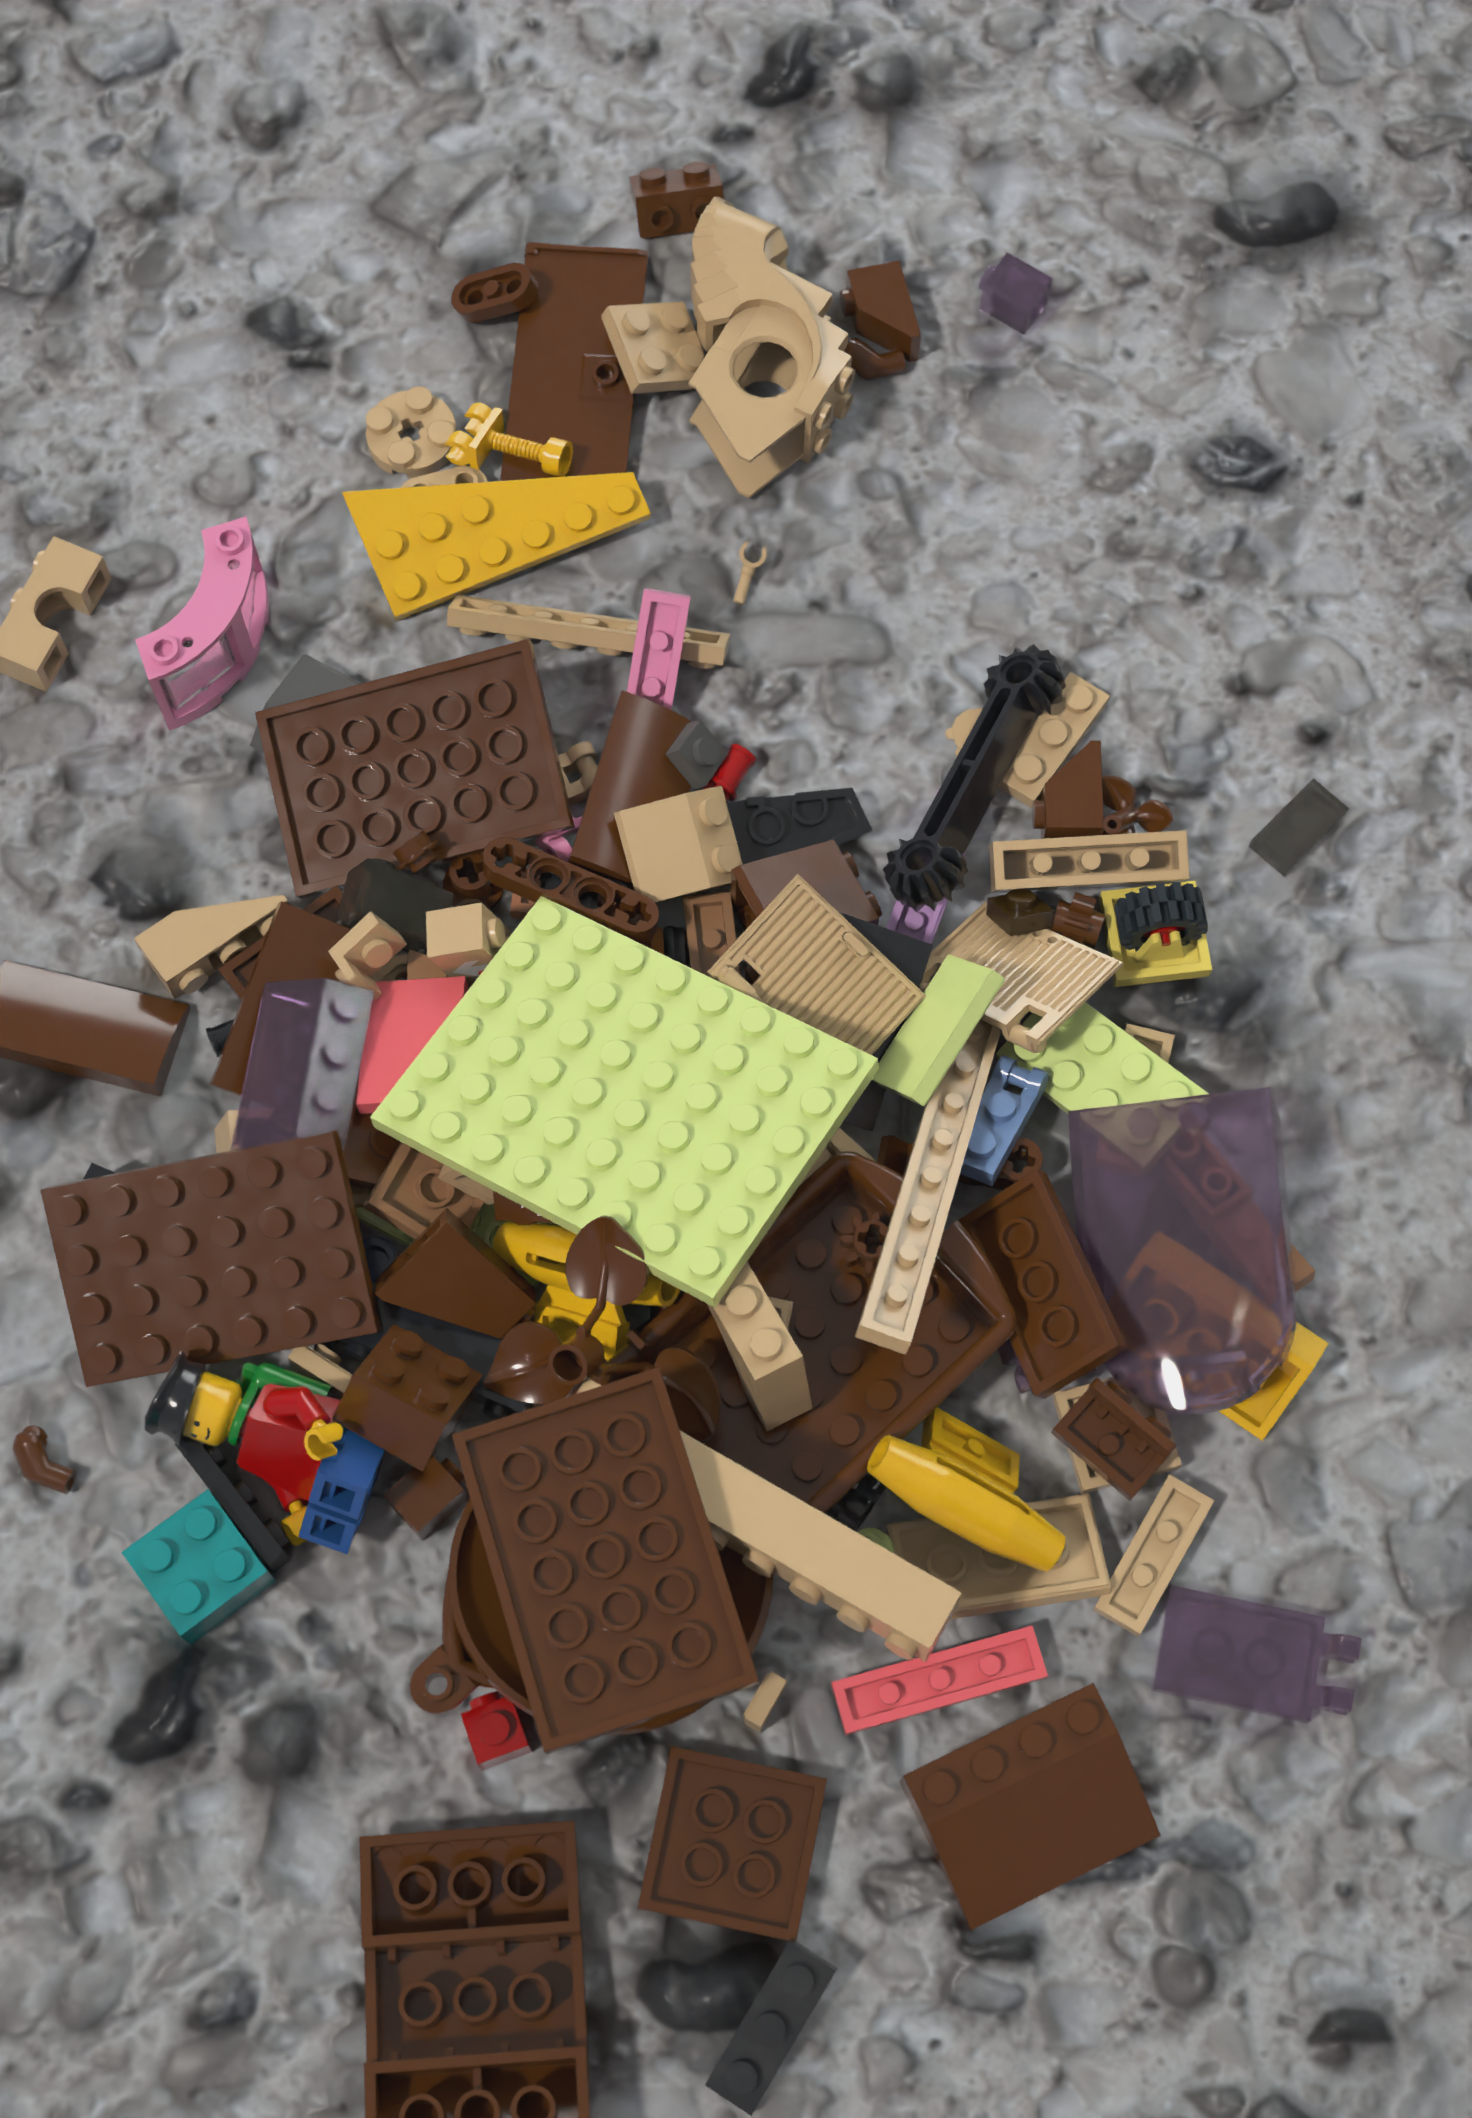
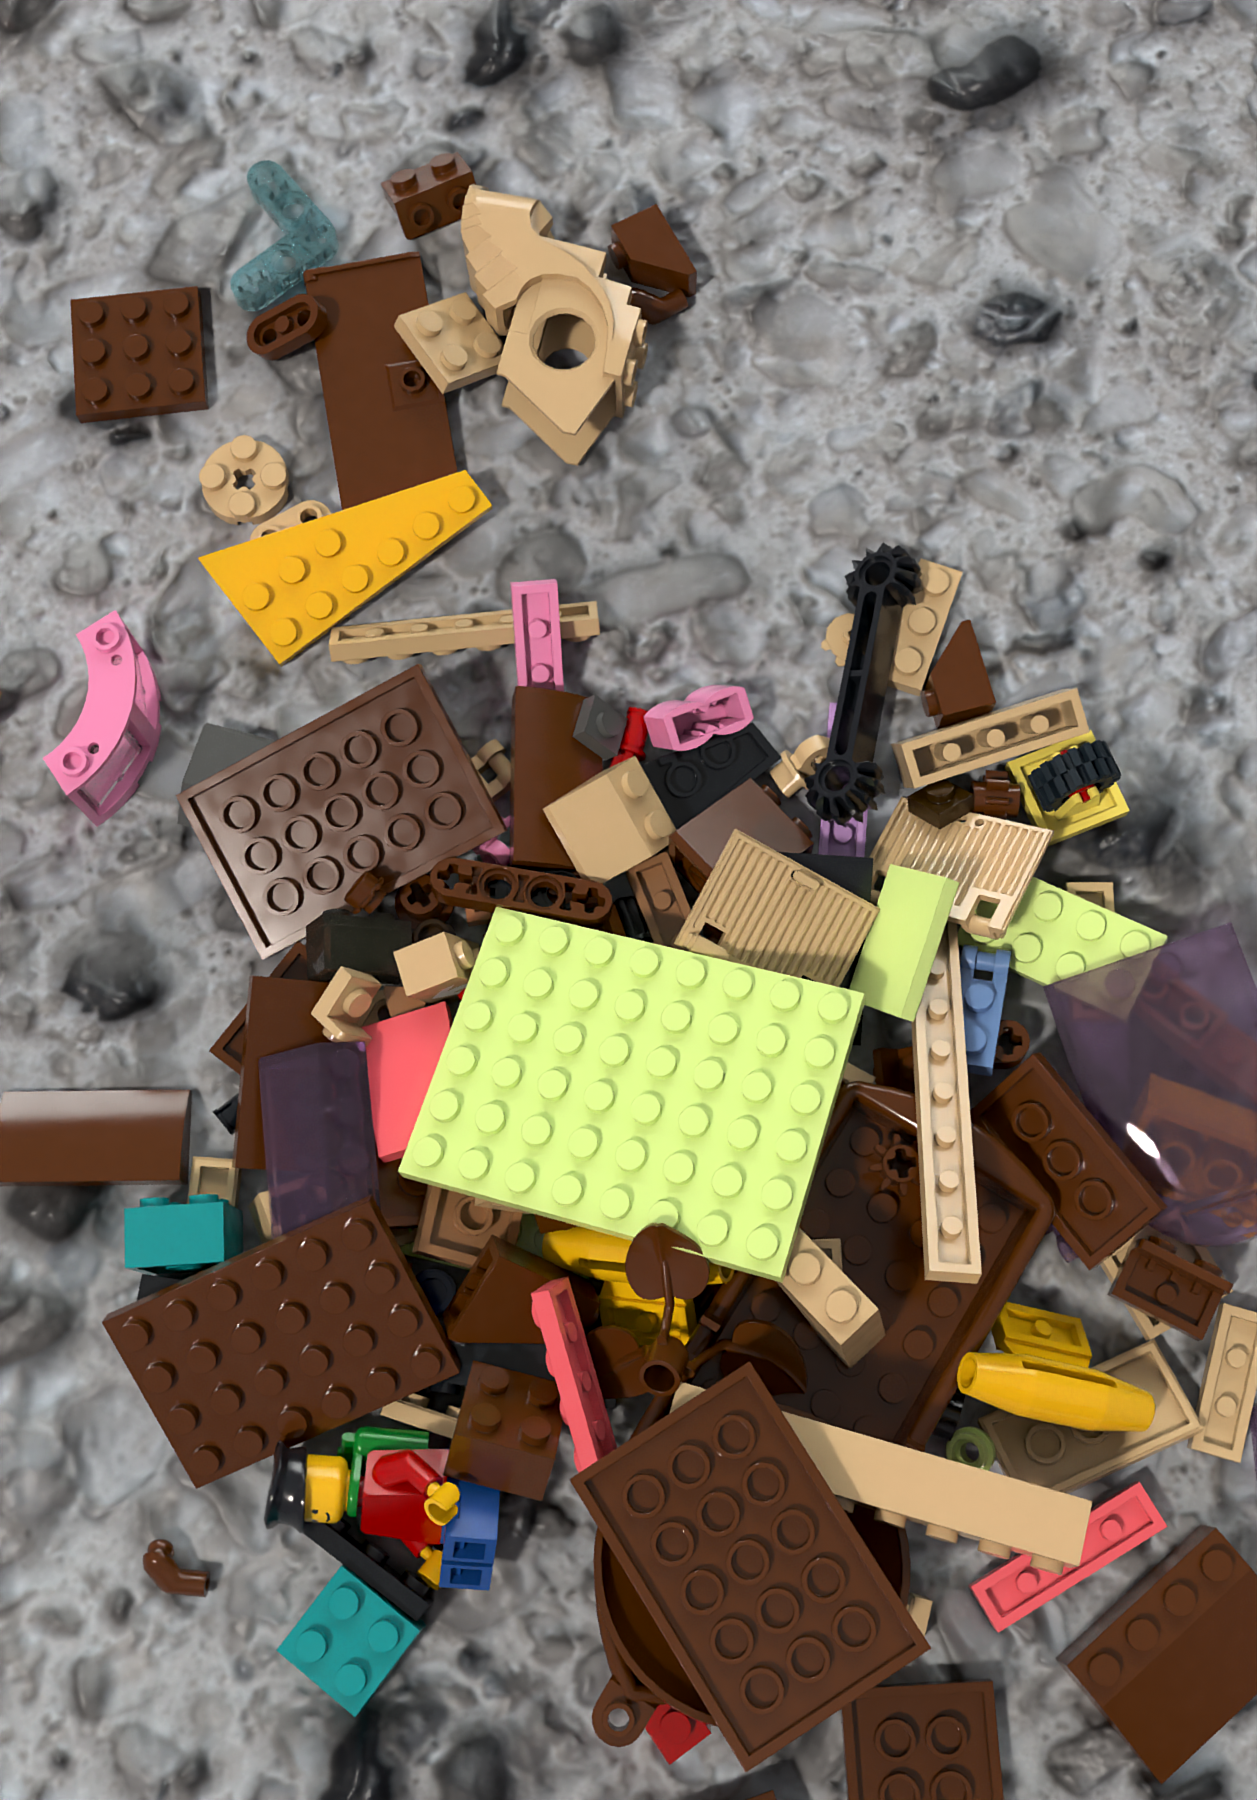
camera: 10 degrees left, 5 degrees up
(139, 1131) = (181, 1237): none -> teal brick
(187, 1100) = (215, 1177): none -> tan tile
(200, 940) = (183, 1027): tan slope -> none
(340, 285) = (139, 354): none -> reddish brown plate
(428, 1496) = (547, 1519): reddish brown brick -> none
(488, 432) = (316, 459): yellow bar -> none
(488, 1341) = (574, 1372): none -> coral plate
(526, 215) = (294, 244): none -> clear light blue beam
(747, 572) = (596, 538): tan hand -> none
(798, 768) = (703, 713): none -> bright pink brick
(874, 848) = (795, 767): none -> tan piece
(1014, 292) = (768, 208): clear purple brick -> none
(1120, 797) = (1033, 678): reddish brown plant -> none
(1298, 827) = (1168, 653): clear smoke tile -> none

